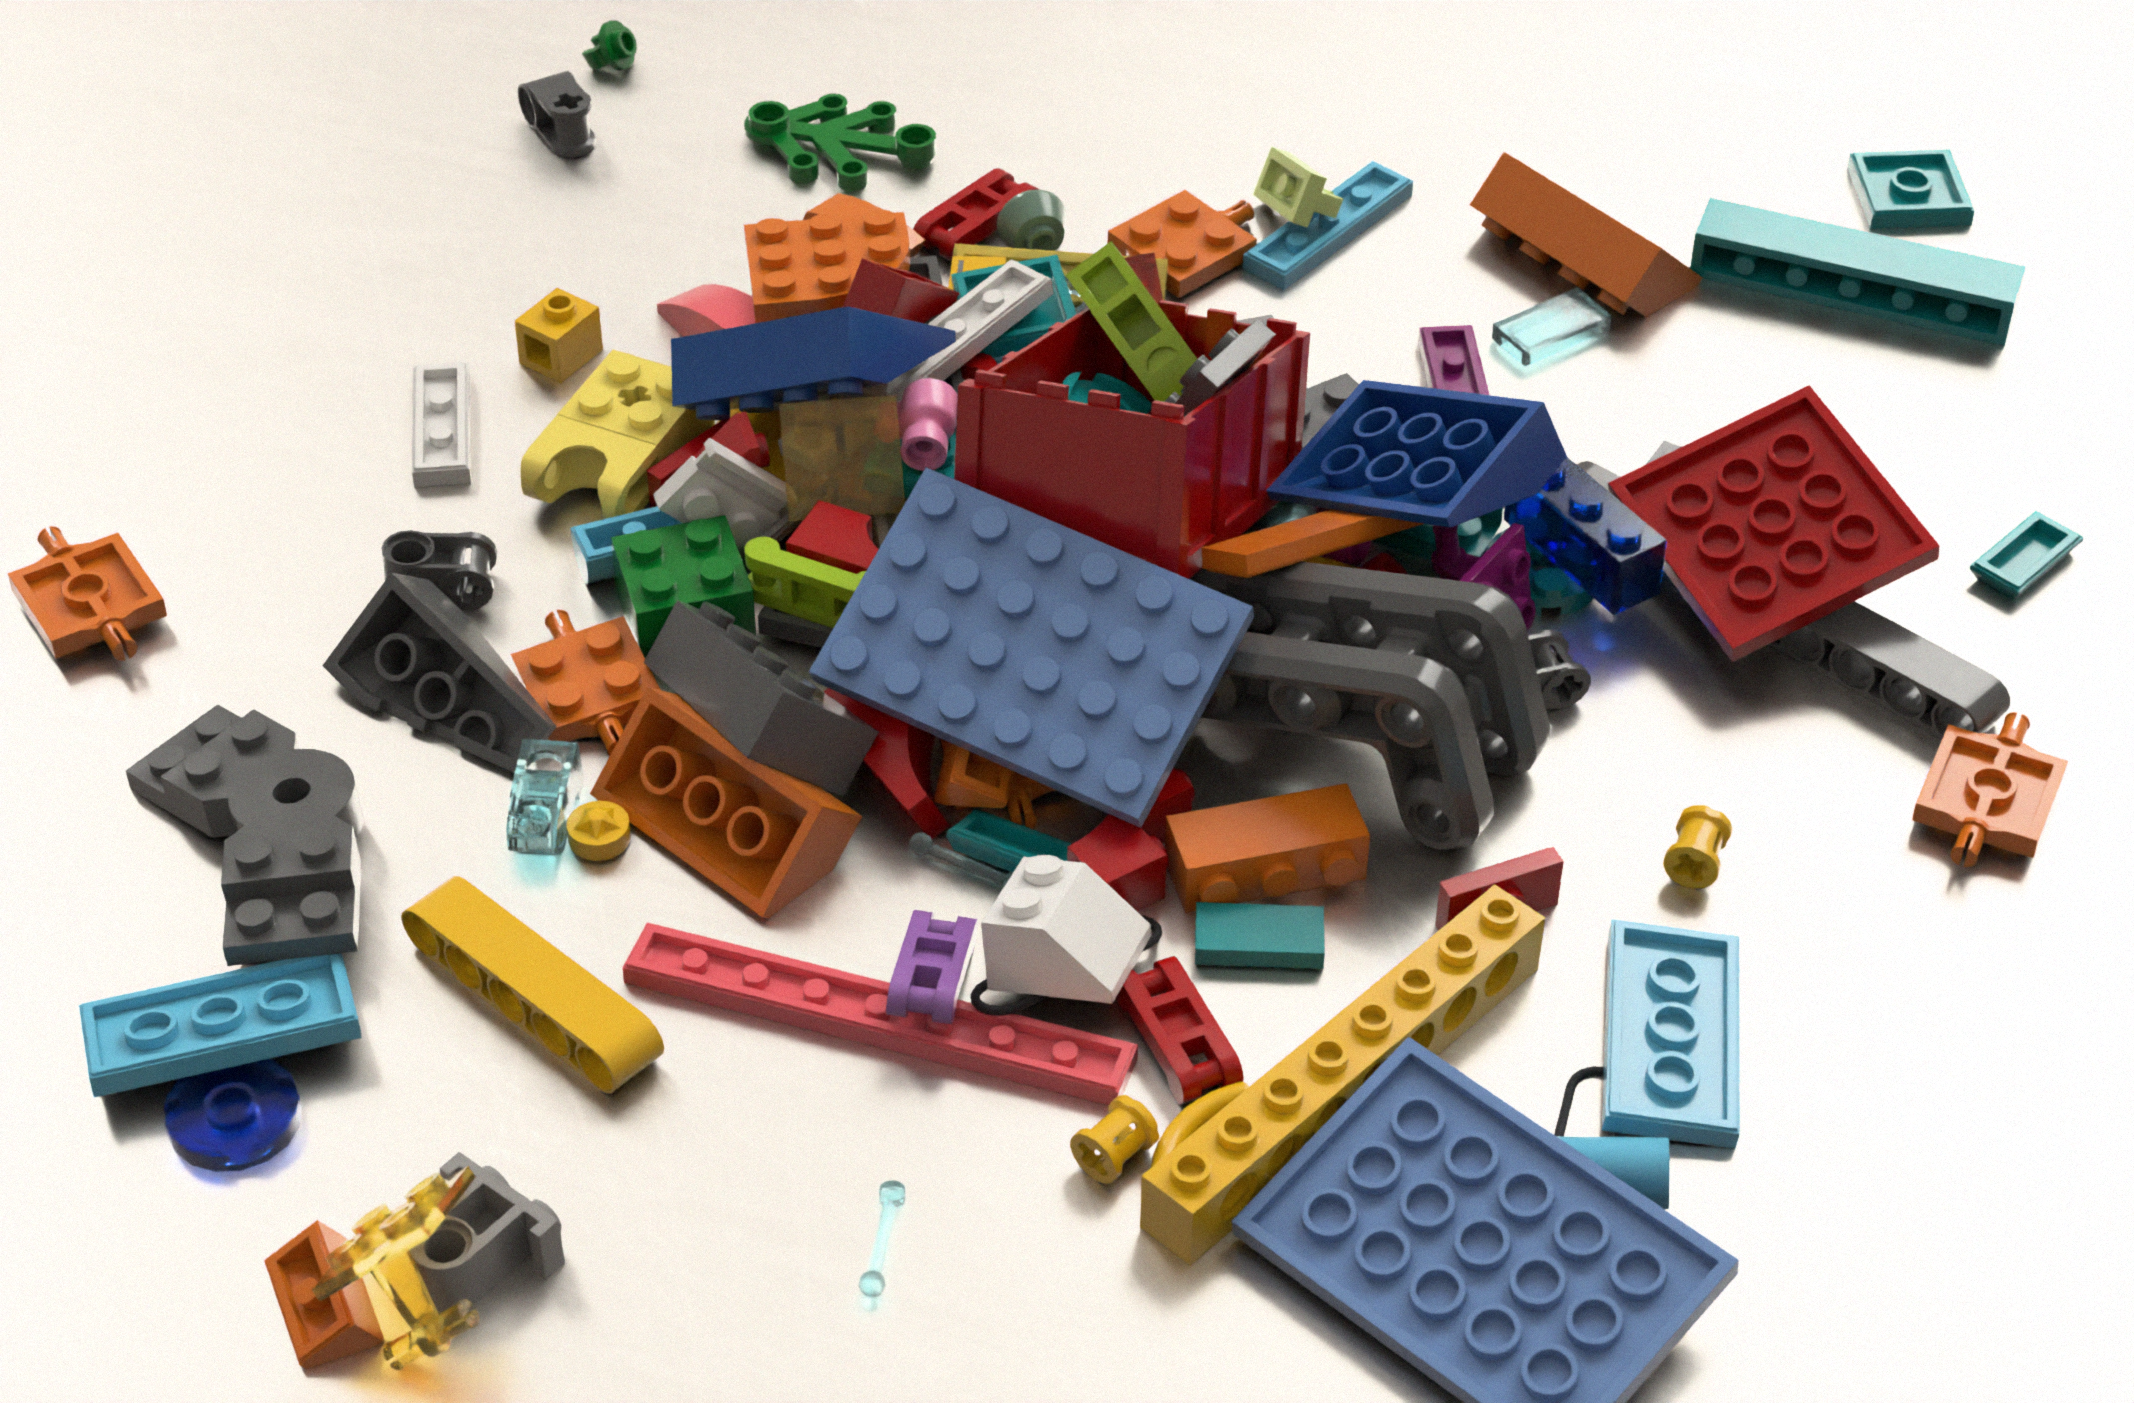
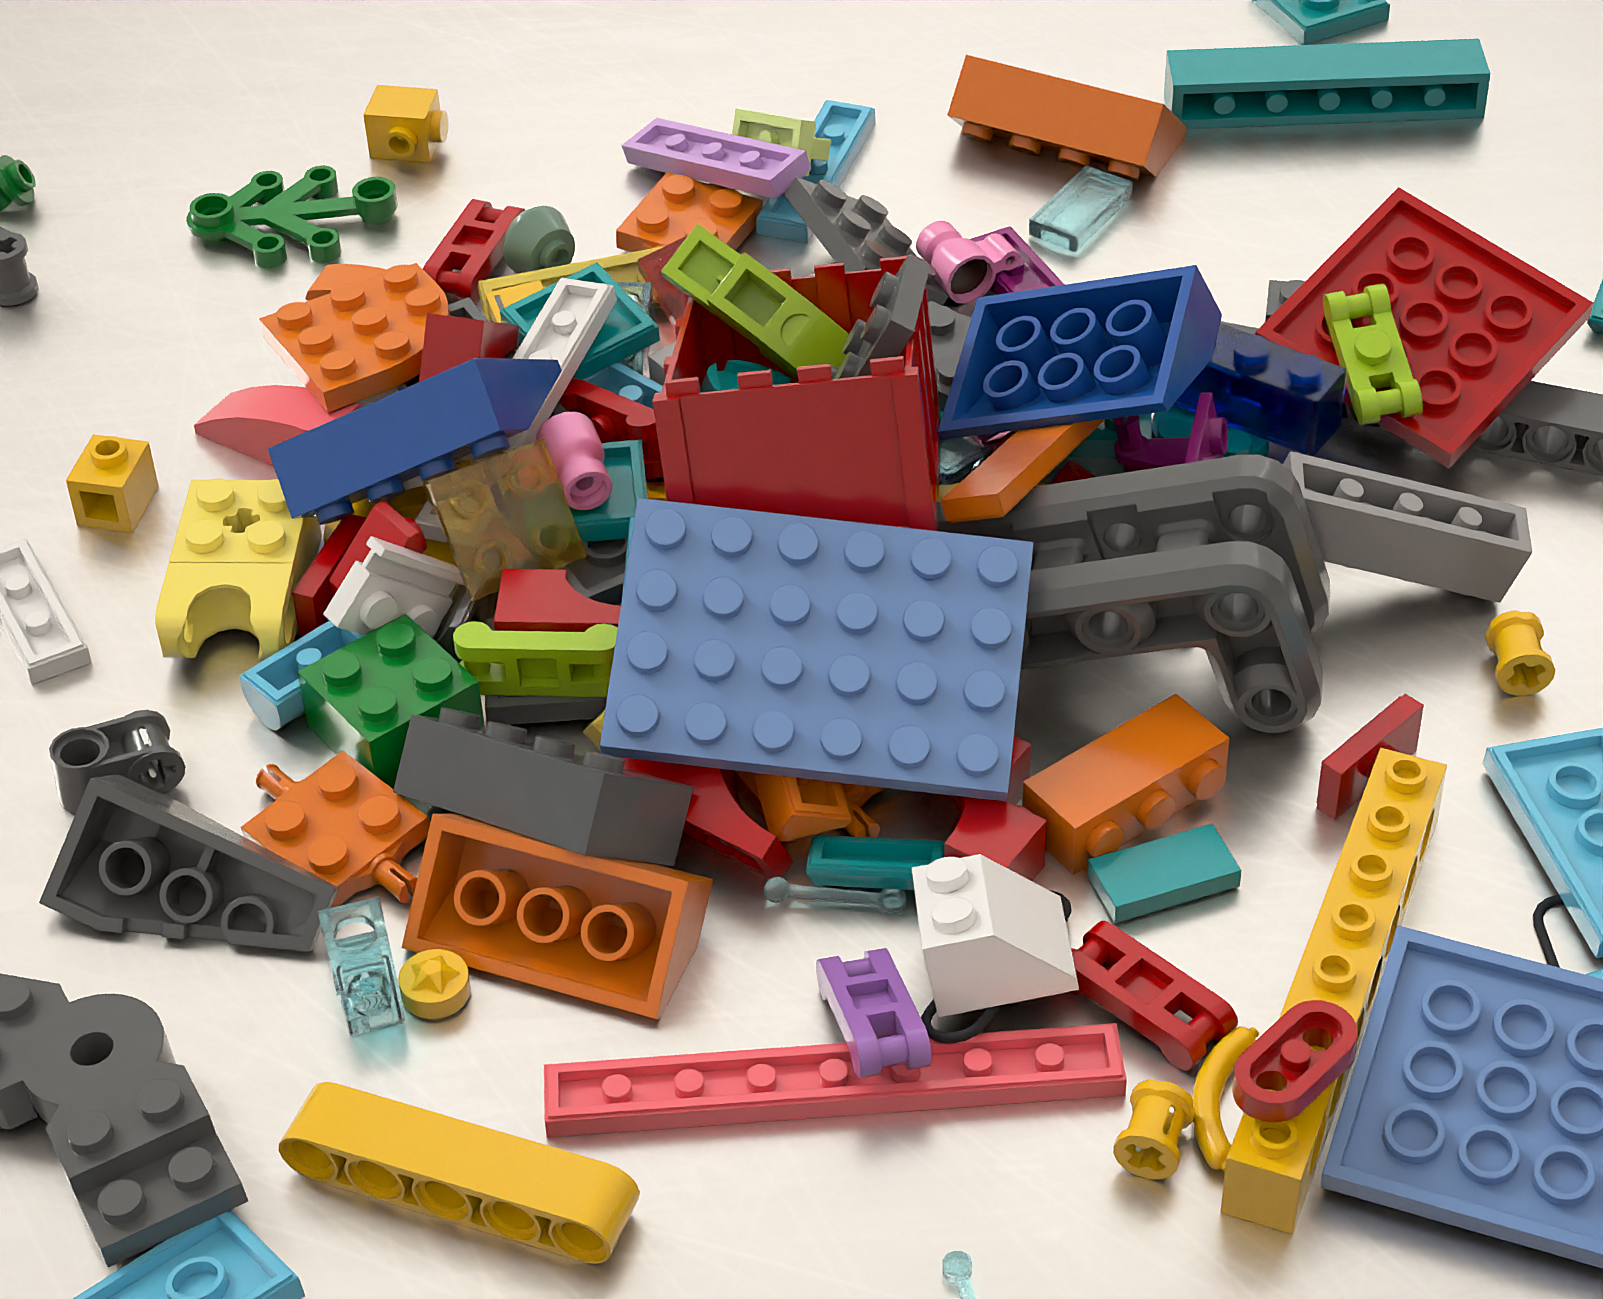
camera: 20 degrees left, 0 degrees up
(977, 82) = (404, 123): none -> yellow brick
(1229, 1112) = (1287, 1064): none -> red plate
(1231, 188) = (716, 157): none -> lavender plate
(1323, 299) = (854, 229): none -> dark grey plate
(1403, 350) = (961, 265): none -> bright pink piece
(1640, 699) = (1413, 528): none -> light grey brick
(1699, 534) = (1372, 355): none -> lime plate

